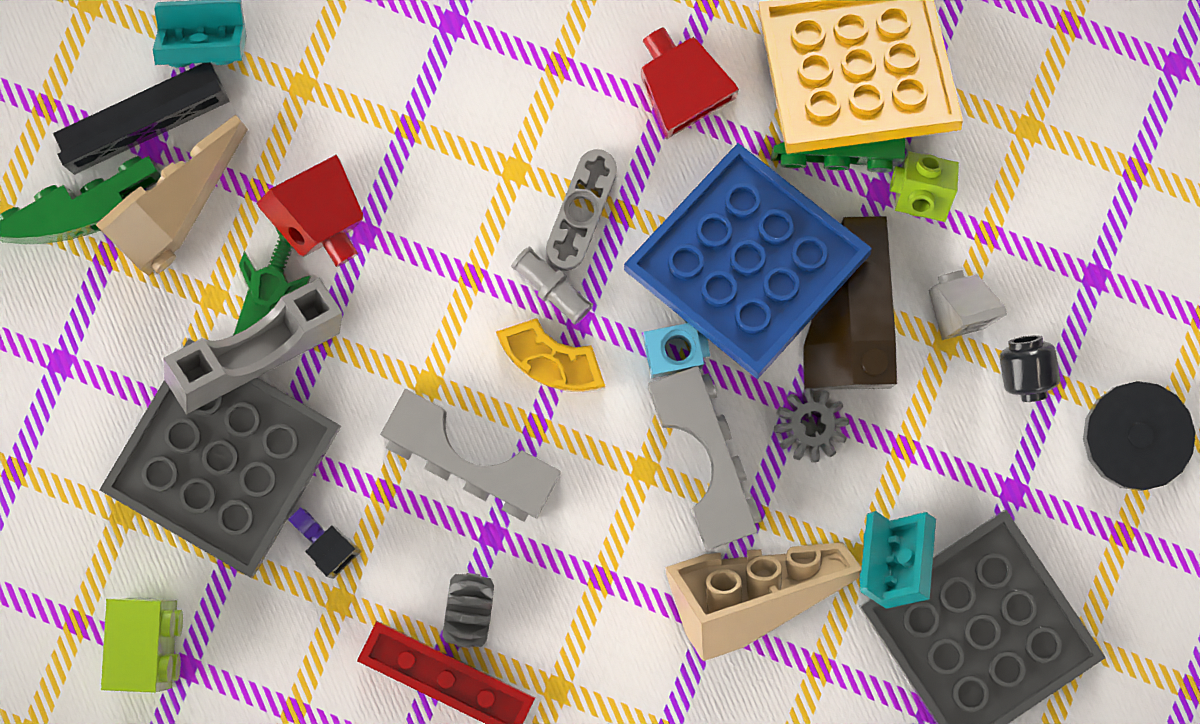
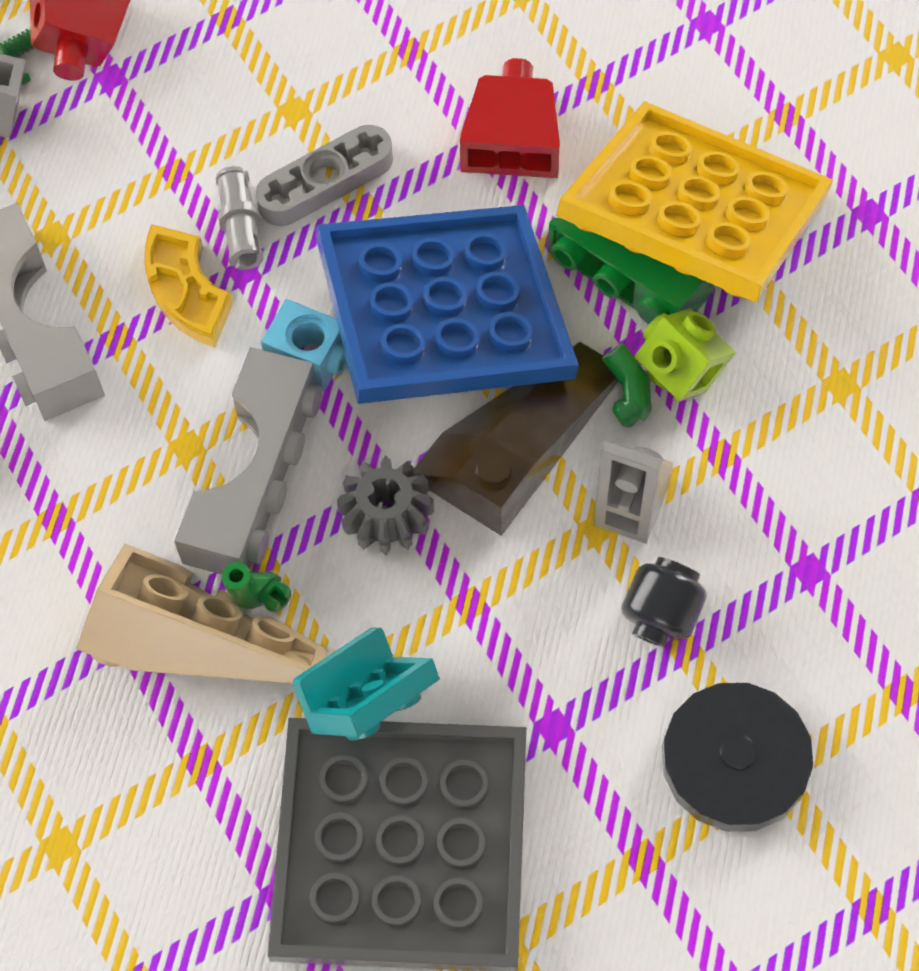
camera: 40 degrees right, 20 degrees down
(774, 534) = (255, 589): none -> green arm
(905, 226) = (635, 384): none -> green arm

